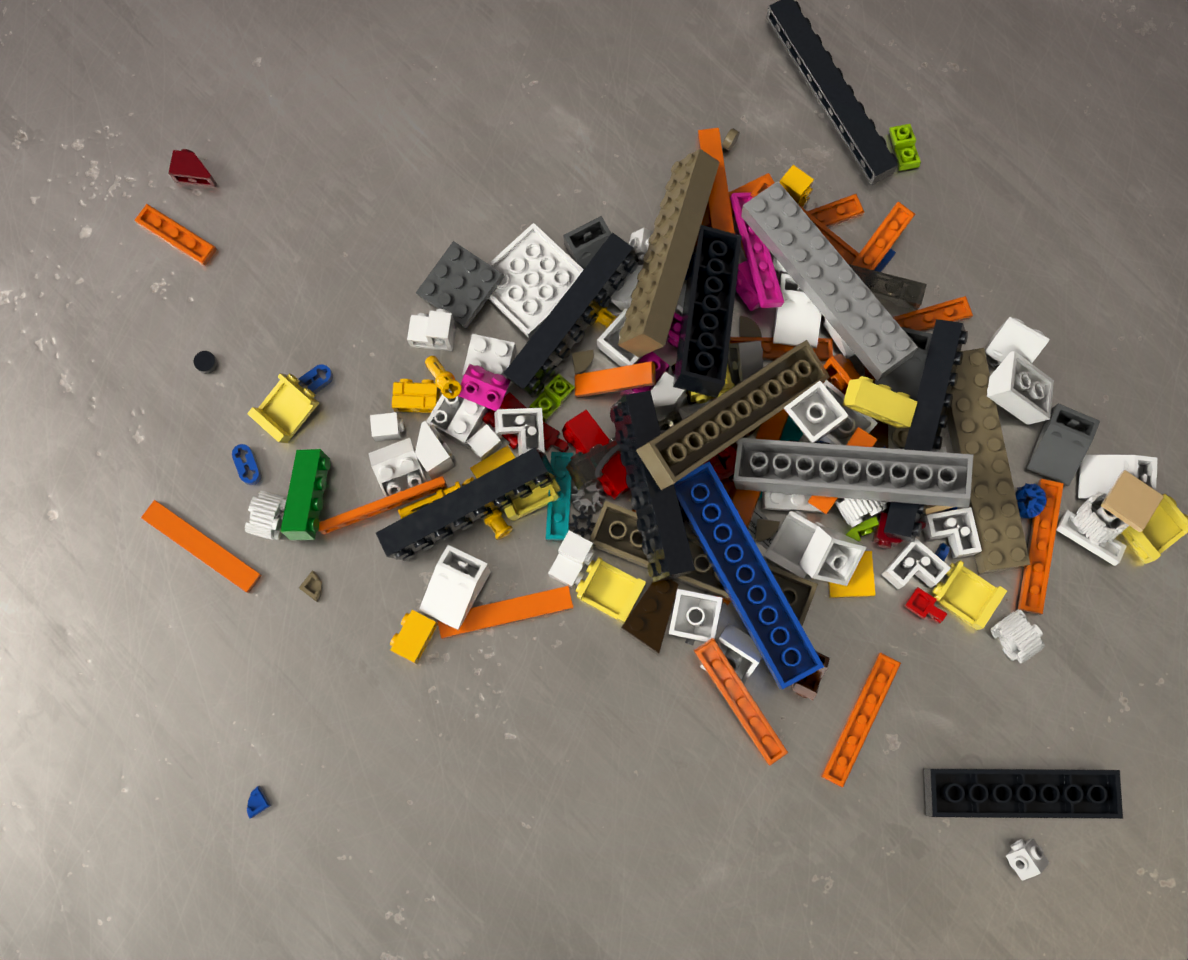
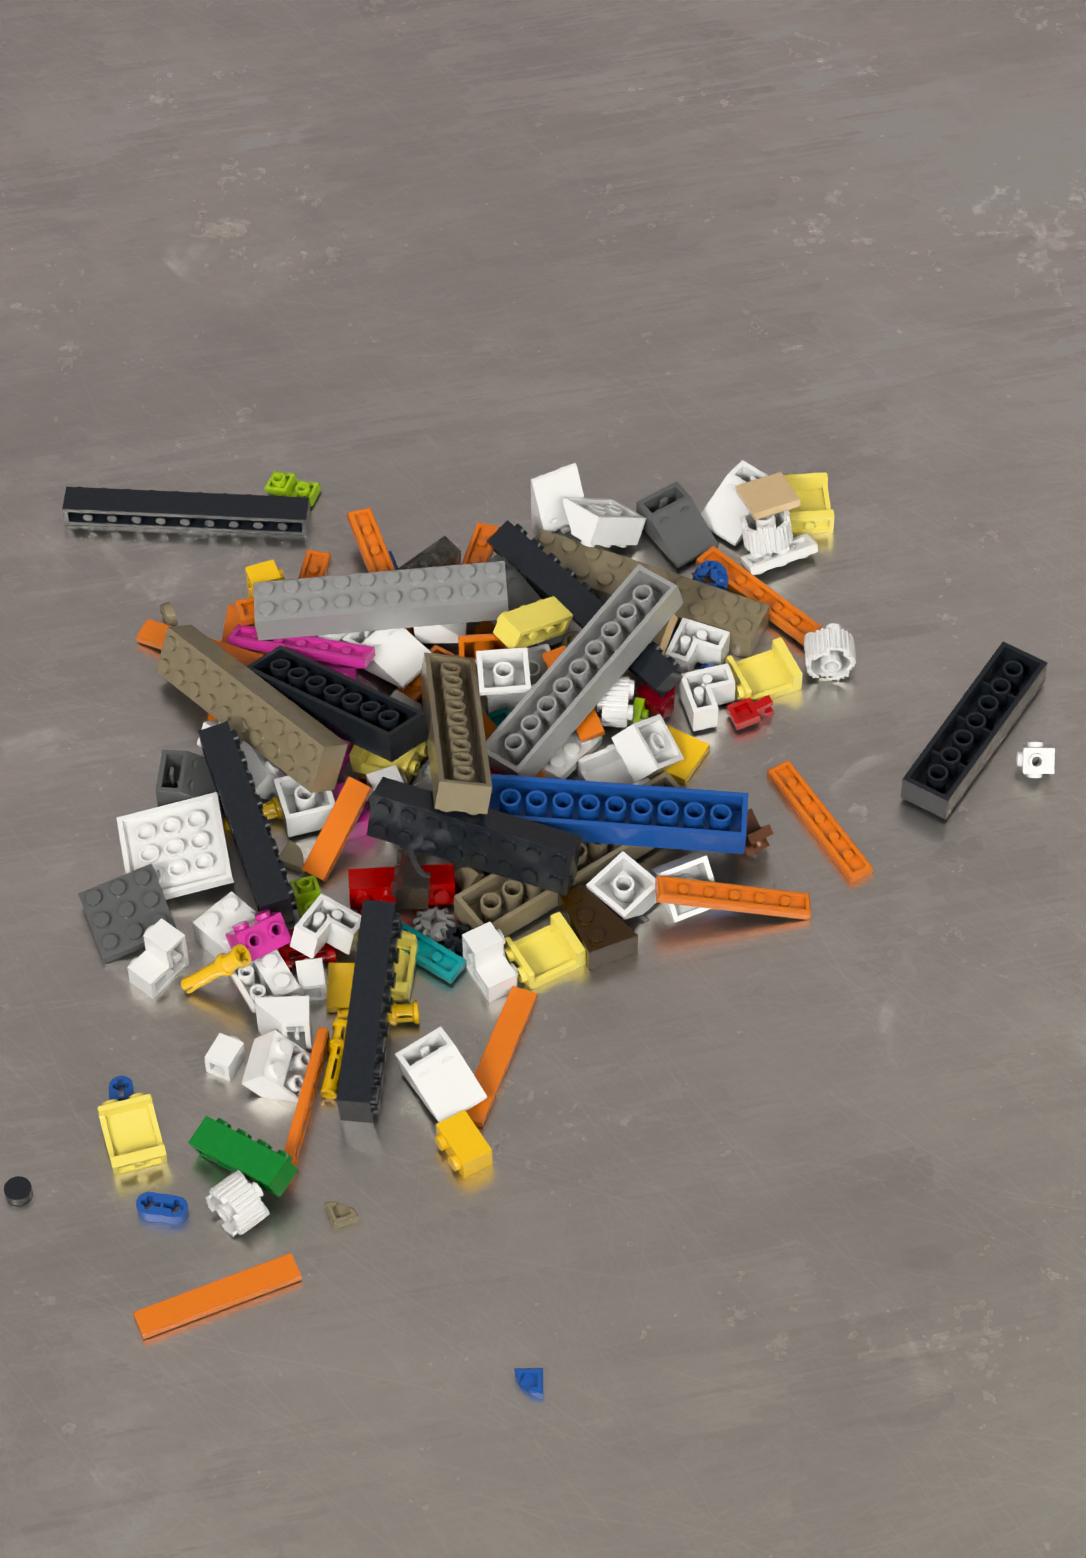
camera: 60 degrees left, 25 degrees down
(415, 396) = (214, 1014): yellow brick -> none

